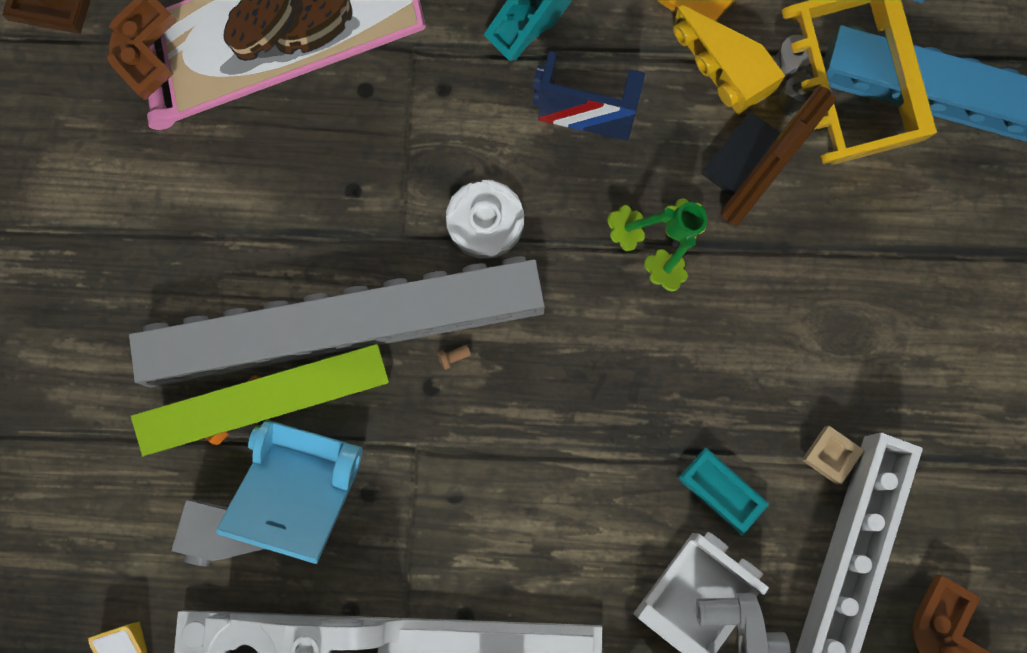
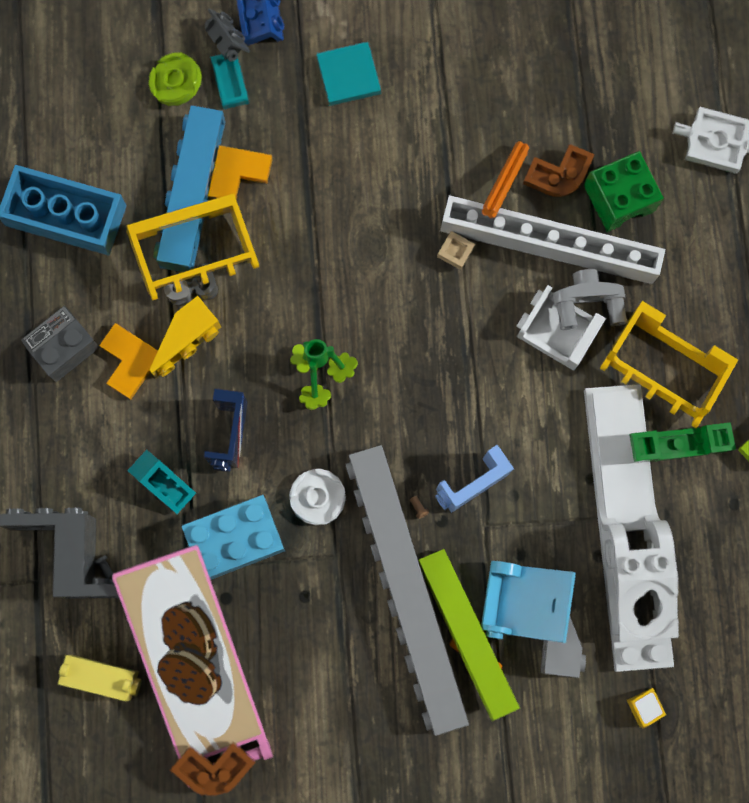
camera: 105 degrees left, 0 degrees up
(439, 98) = (235, 537): none -> medium azure brick
(450, 397) = (499, 469): none -> light blue panel
(723, 491) = (487, 319): teal tile -> none
(740, 153) = (251, 322): black tile -> none
(778, 155) = (257, 296): reddish brown axle -> none
(944, 542) = (505, 180): none -> orange axle
(977, 153) = (234, 165): none -> light orange tile

